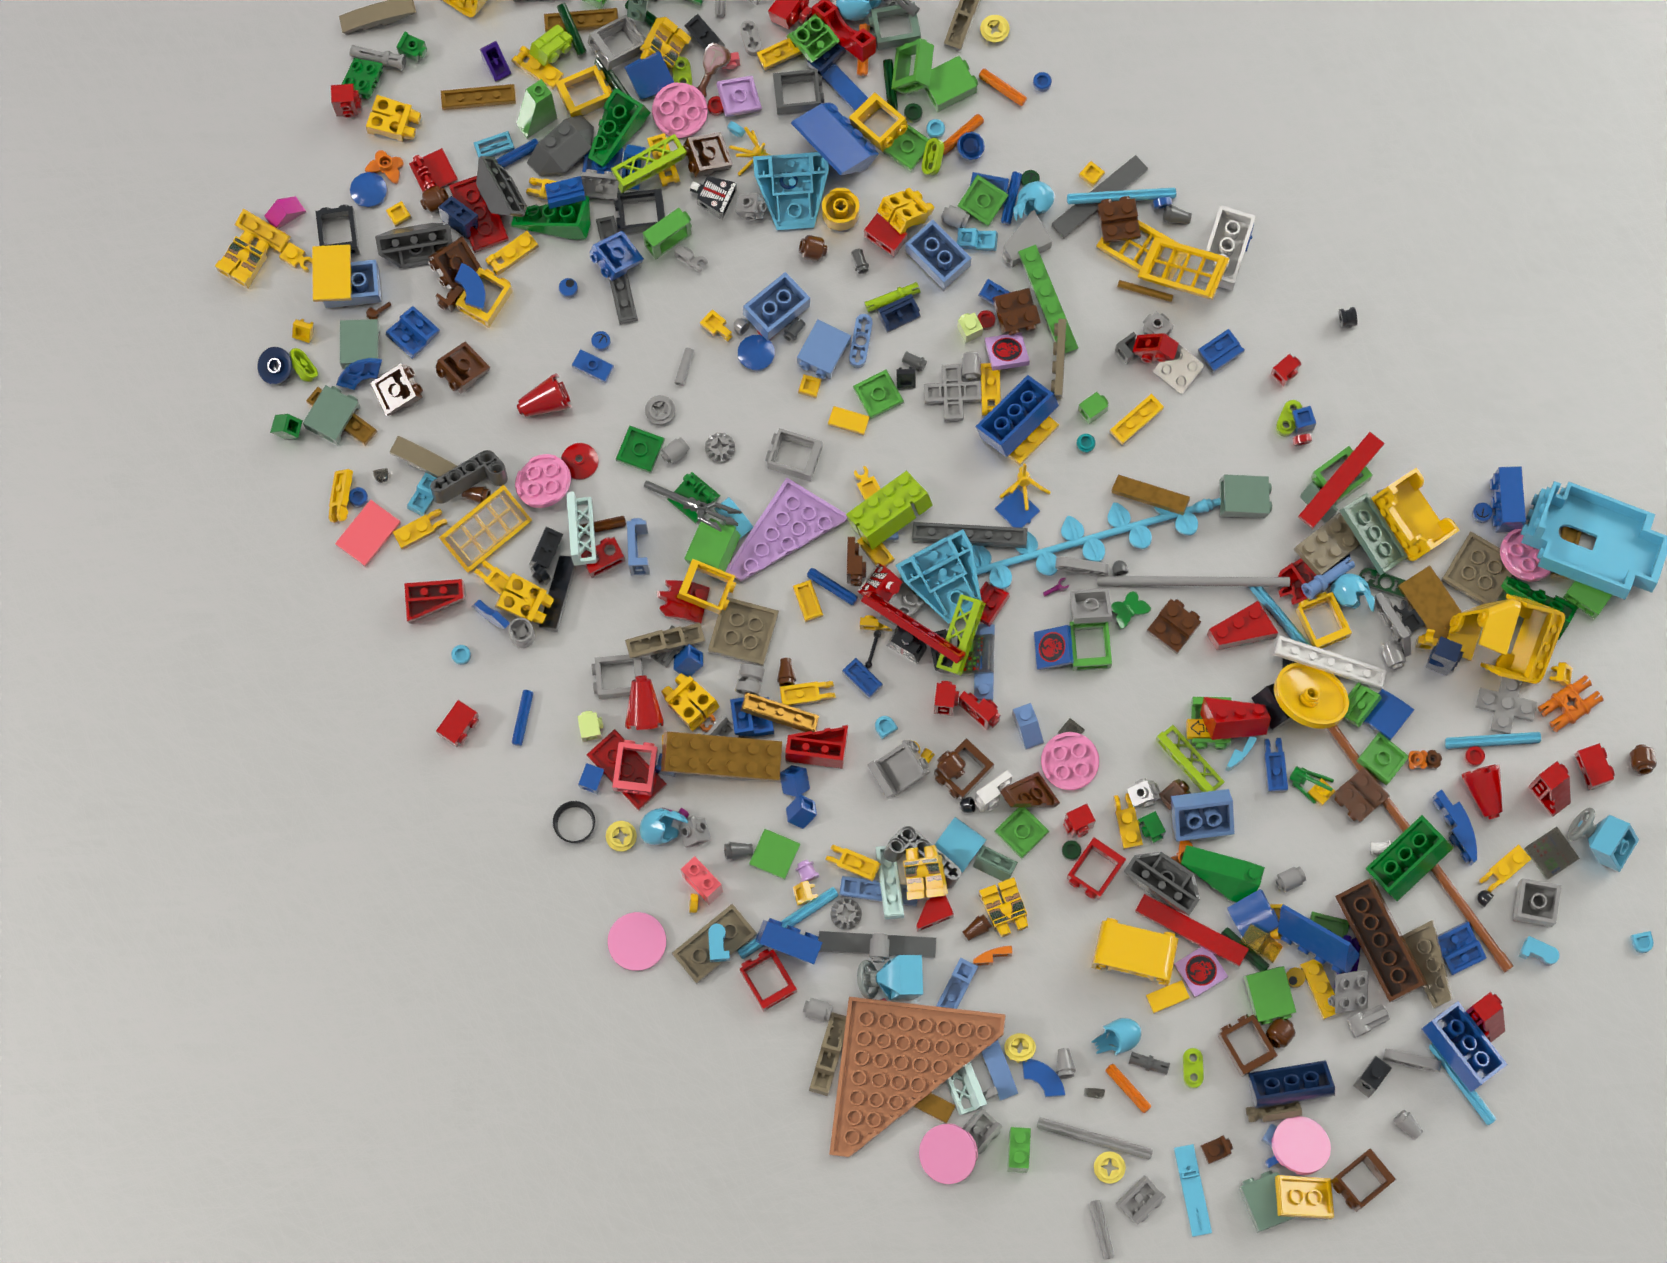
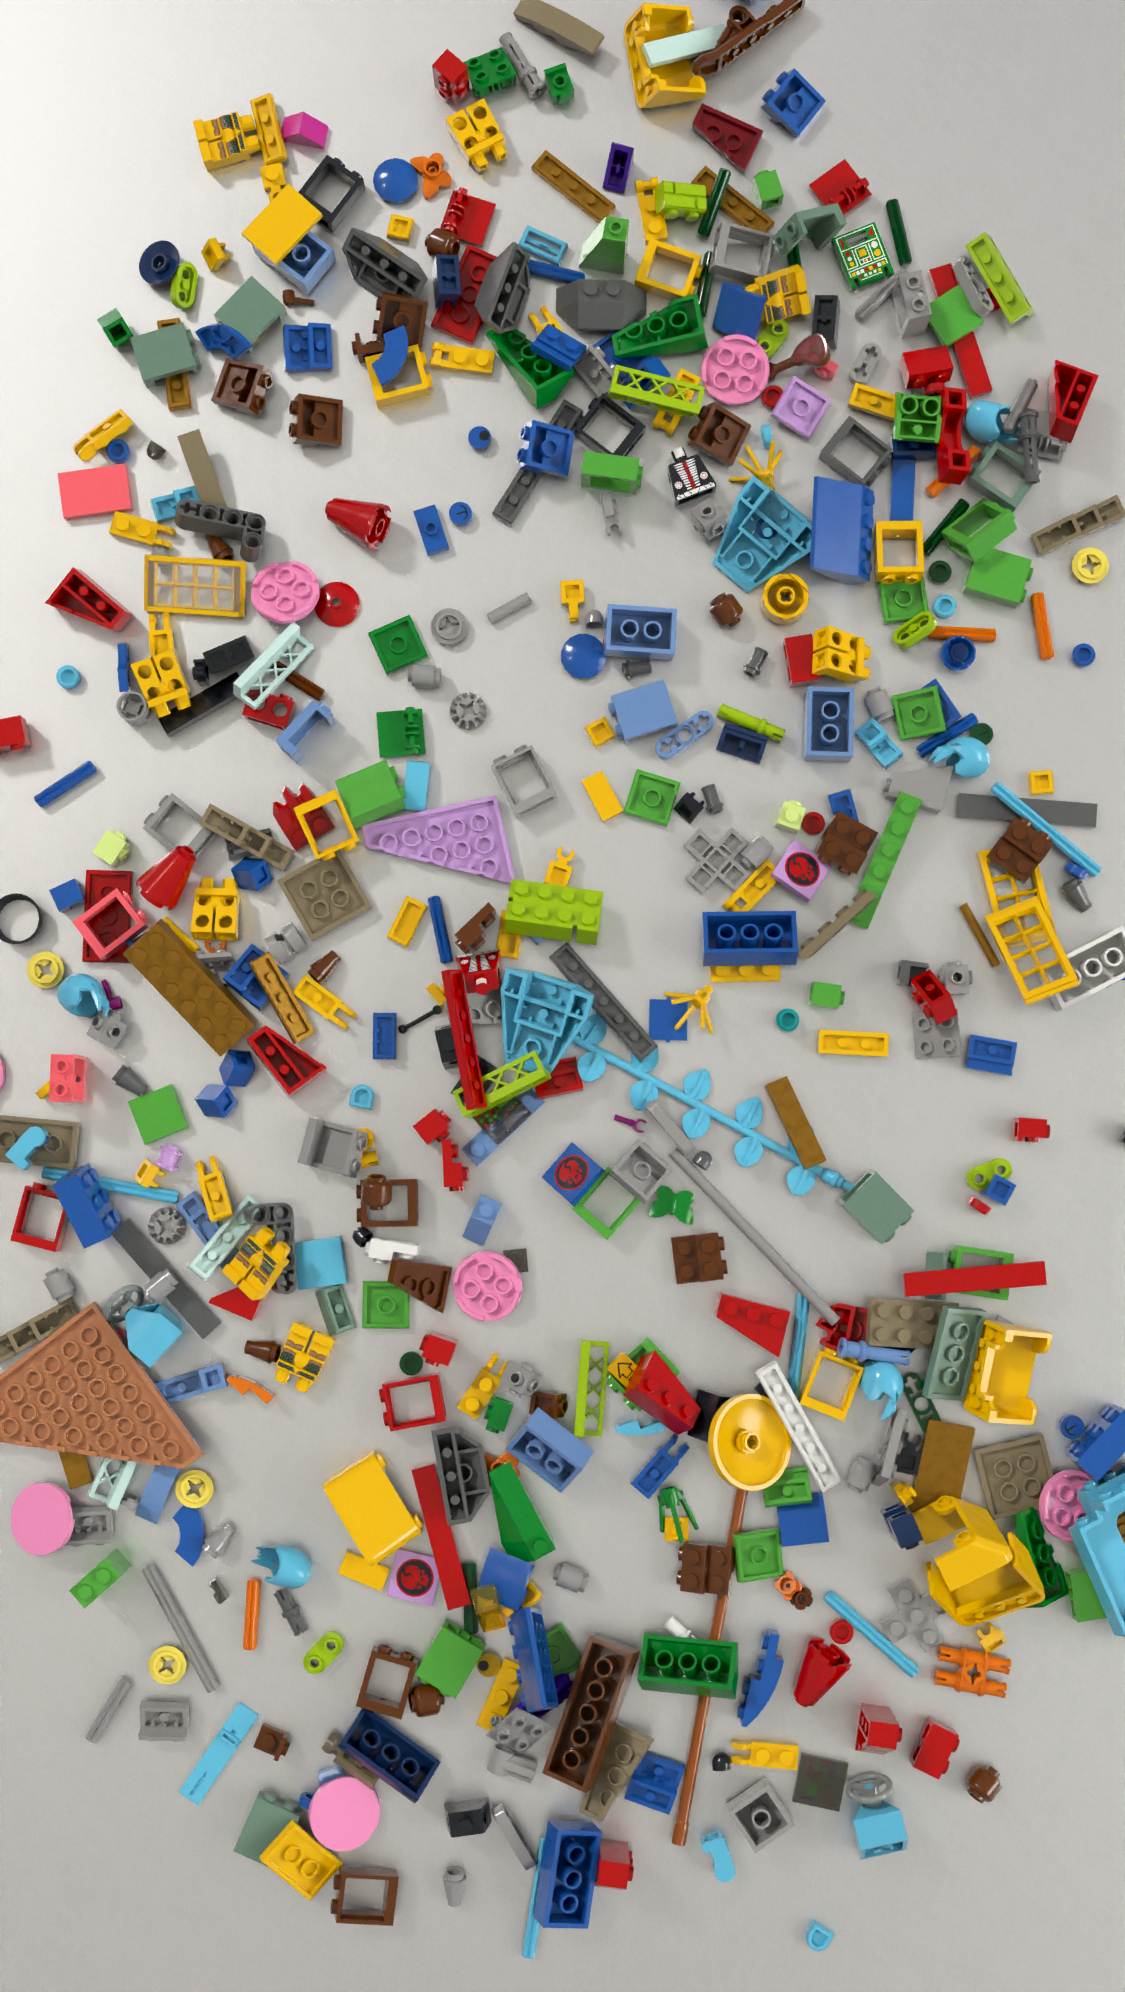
camera: 45 degrees right, 10 degrees up
(700, 507) = (392, 745): dark grey piece -> none

